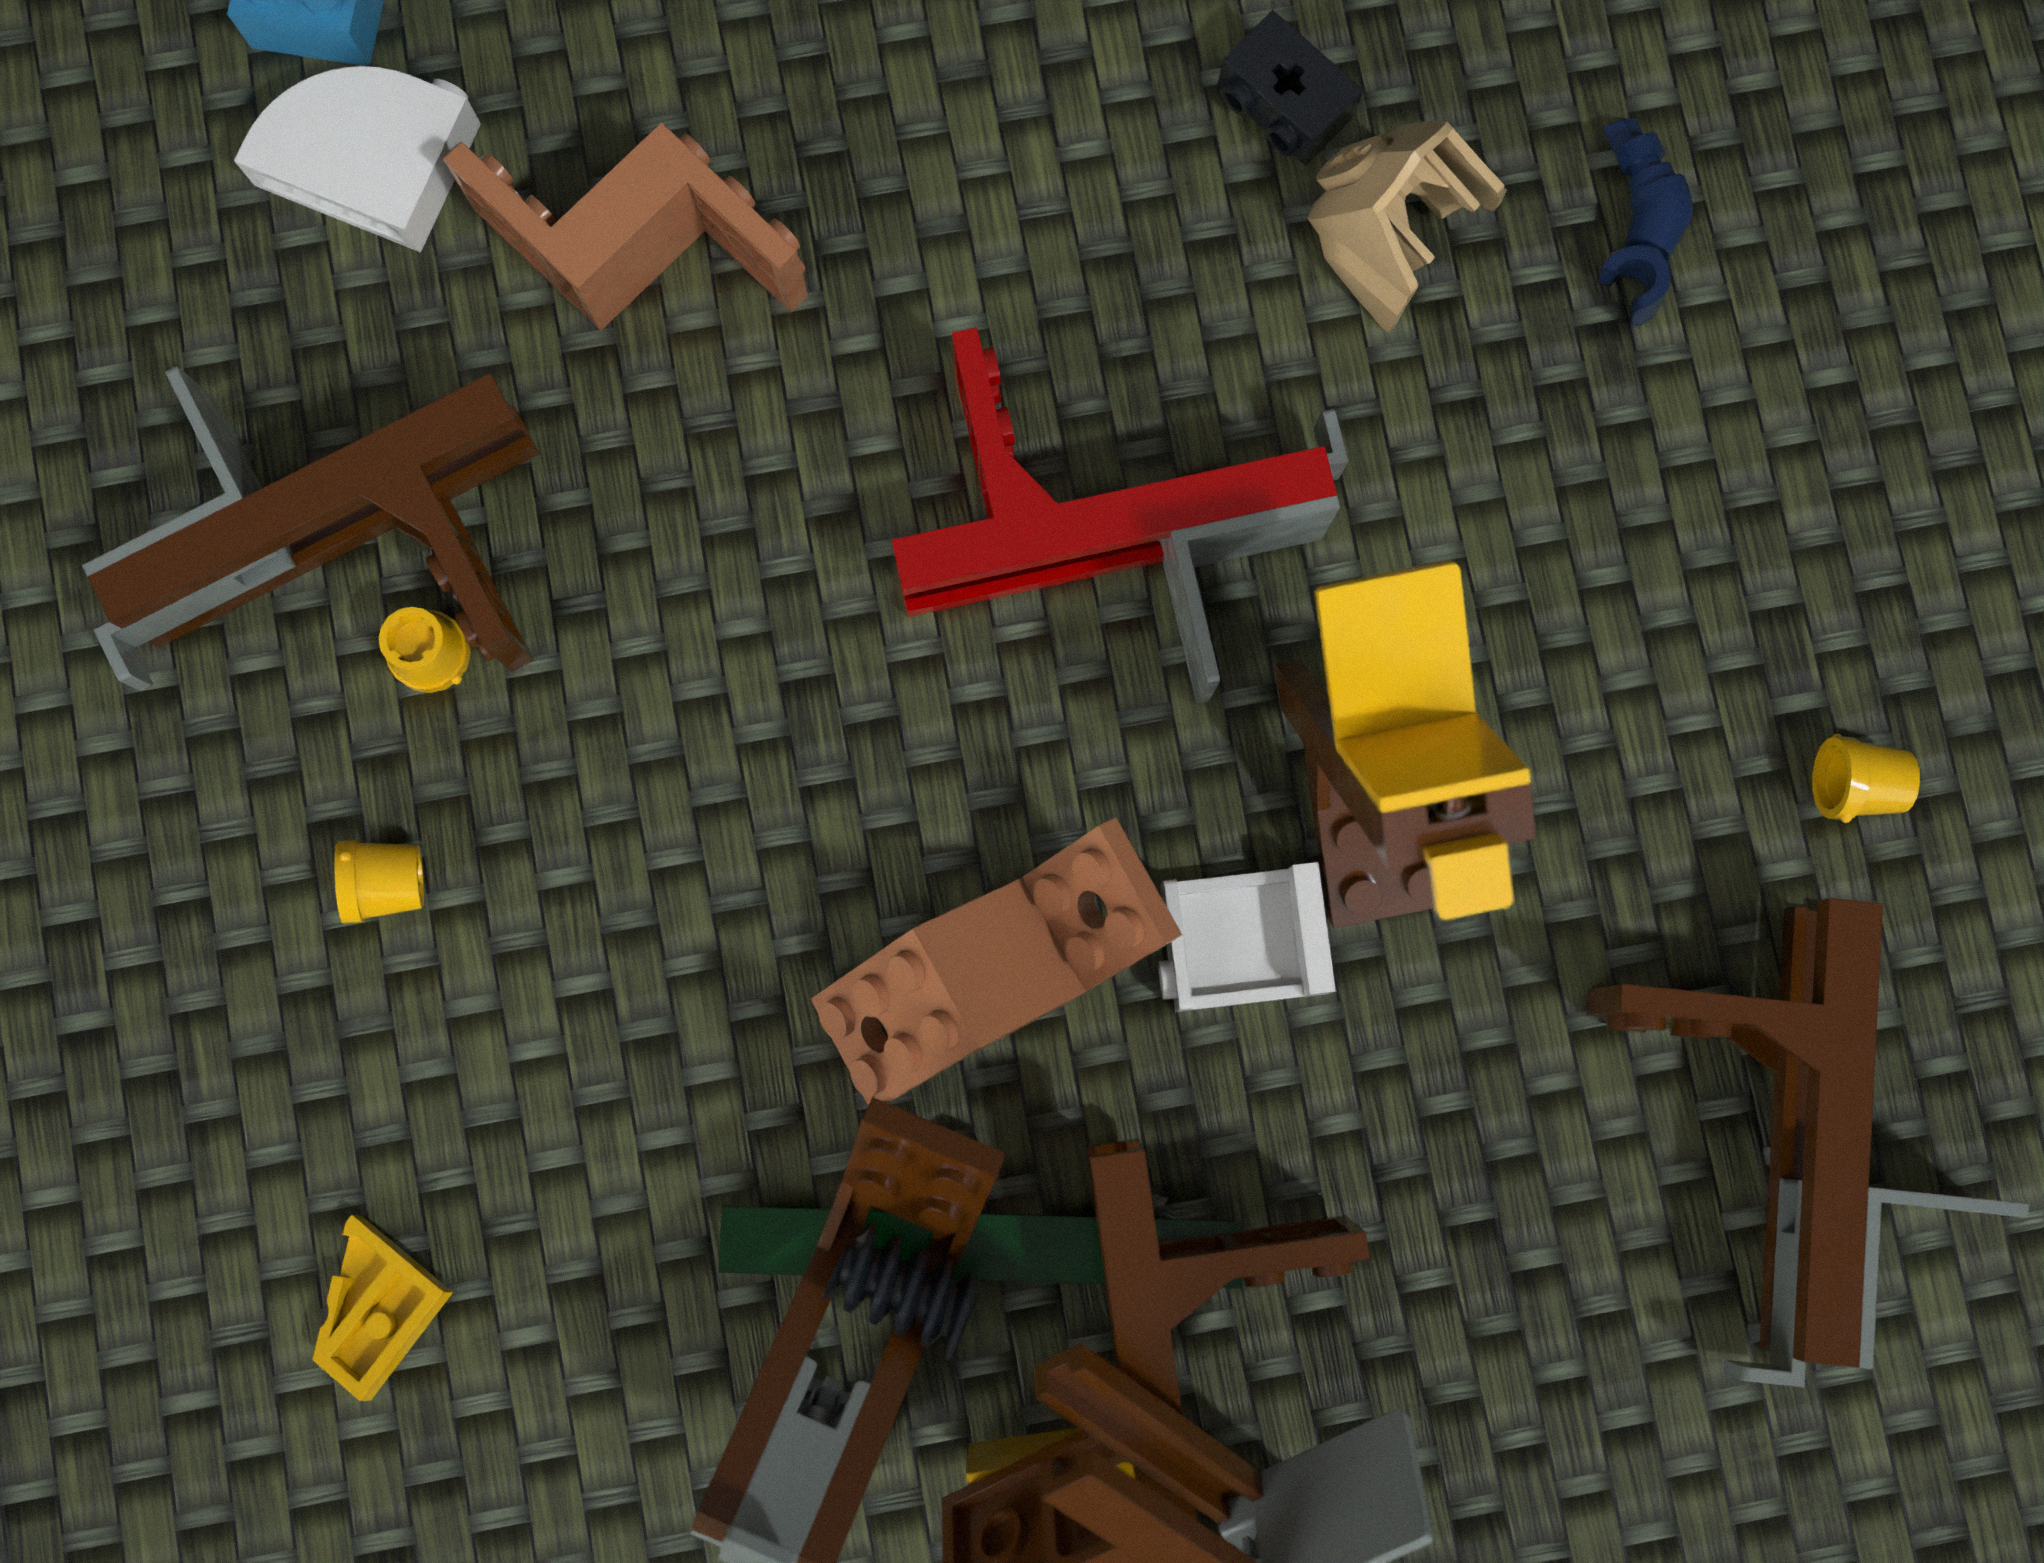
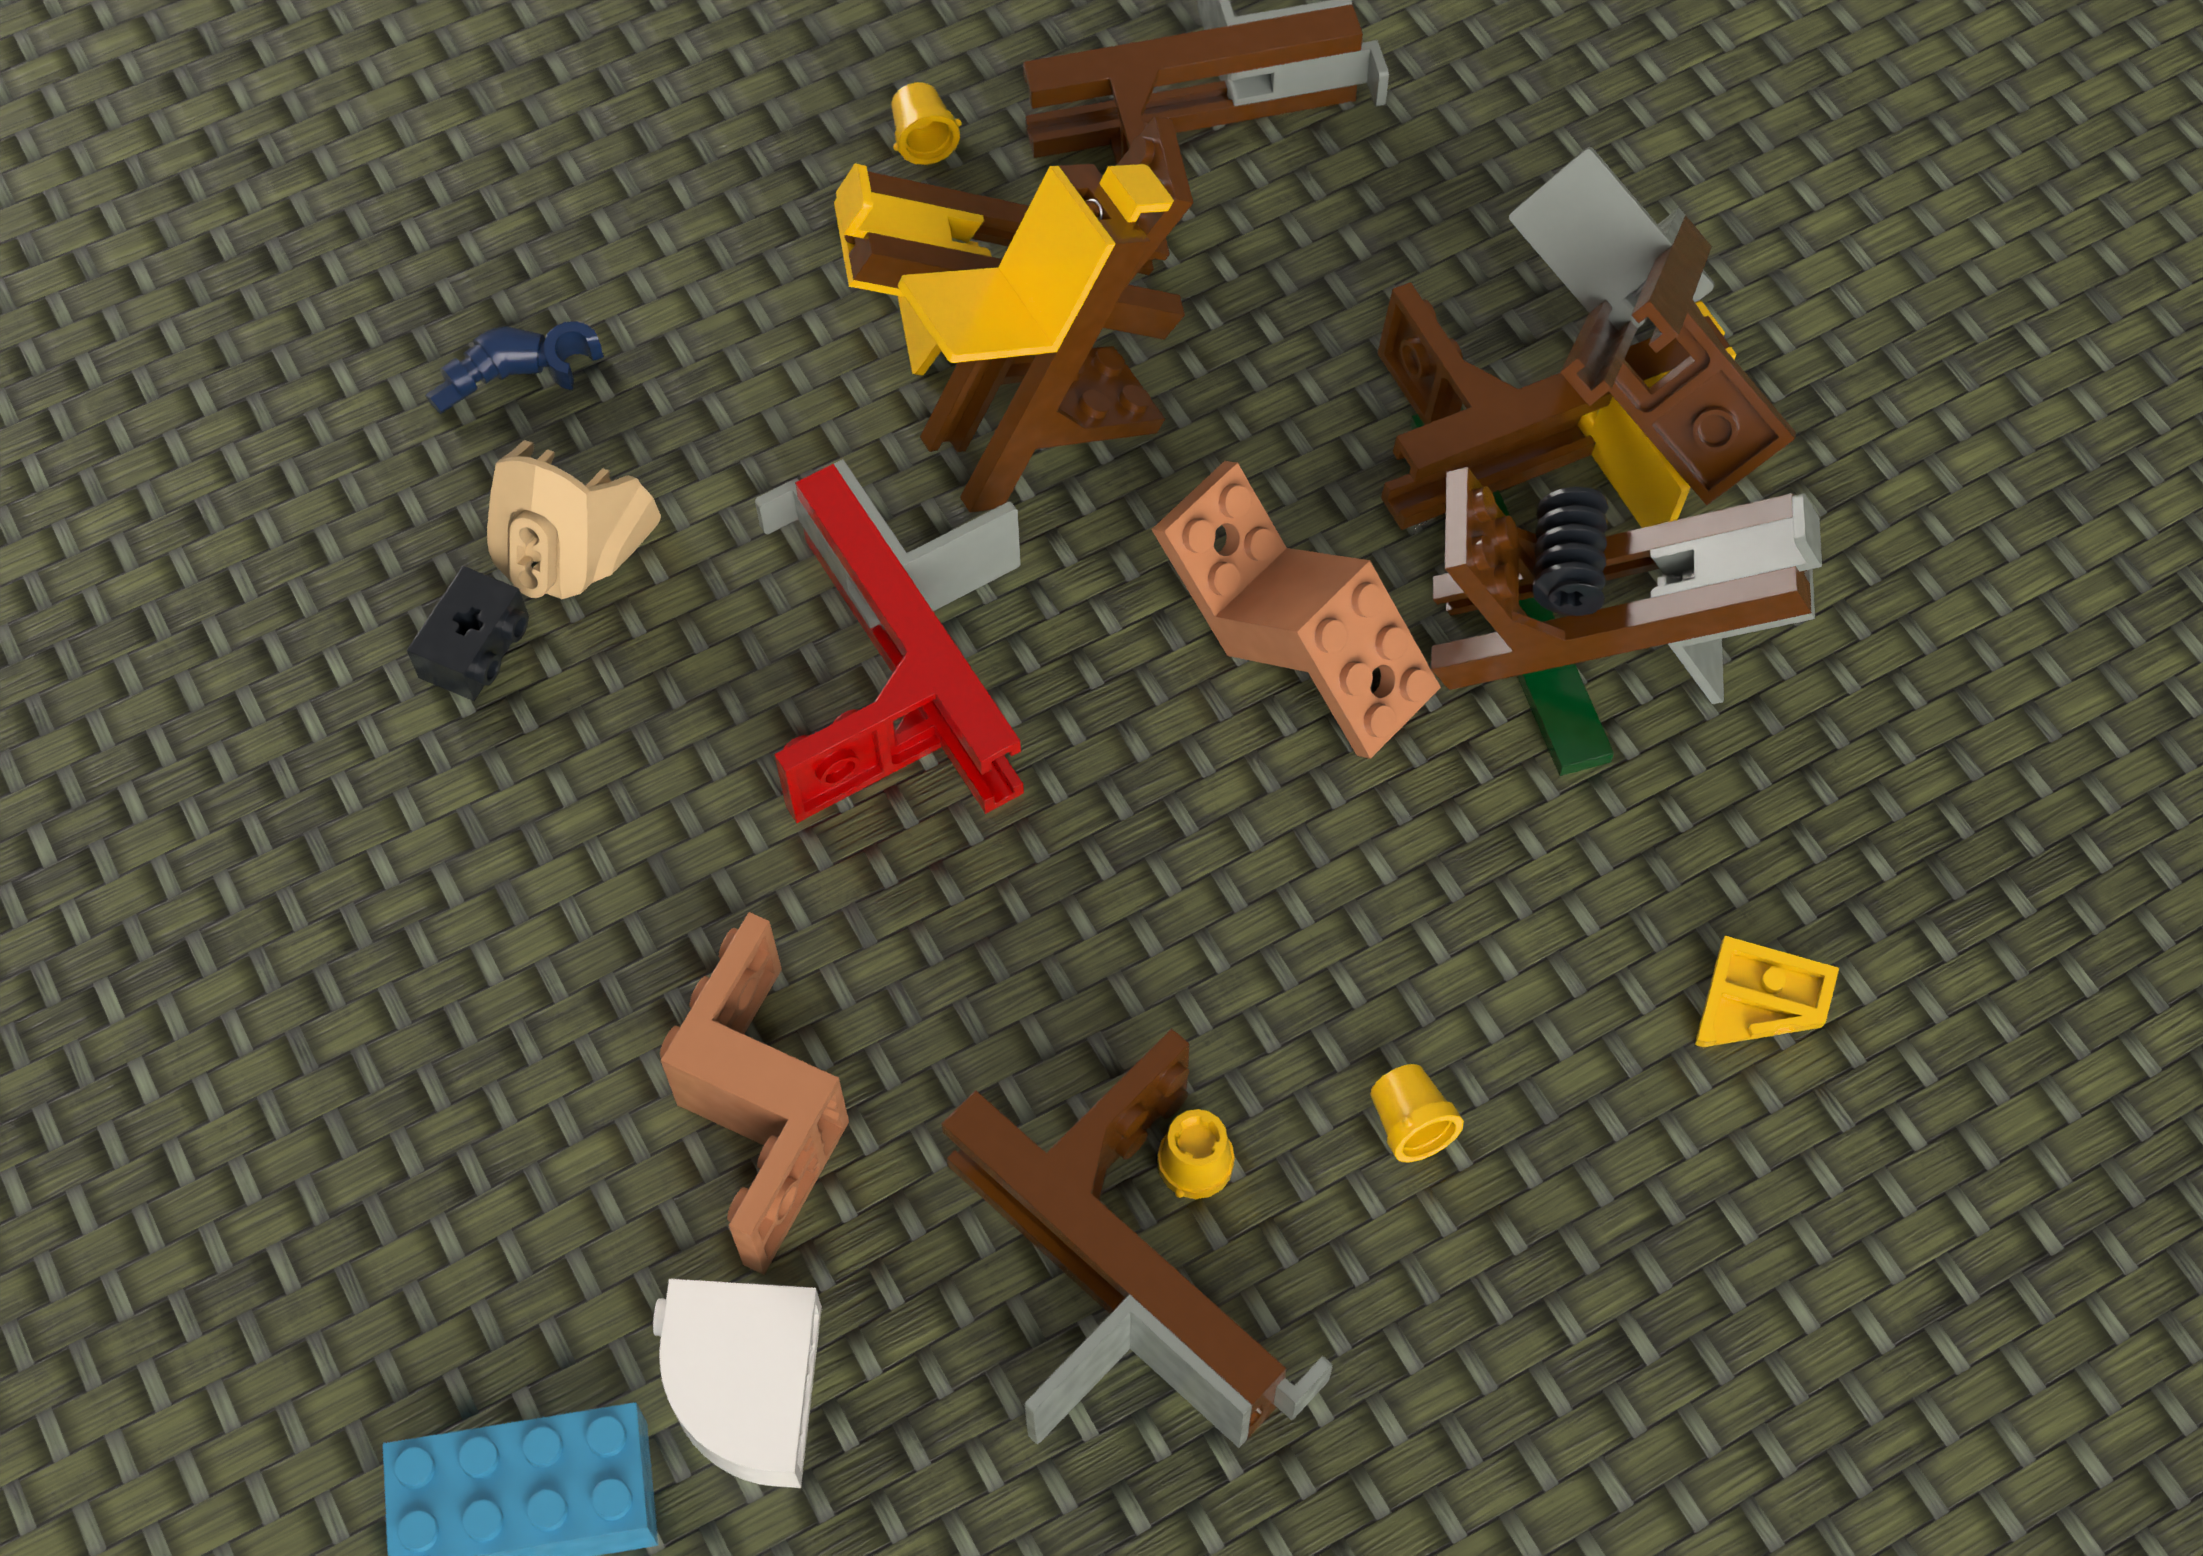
camera: 105 degrees left, 20 degrees down
(1247, 939) = (1181, 448): white panel -> none
(1598, 672) = (919, 228): none -> reddish brown piece

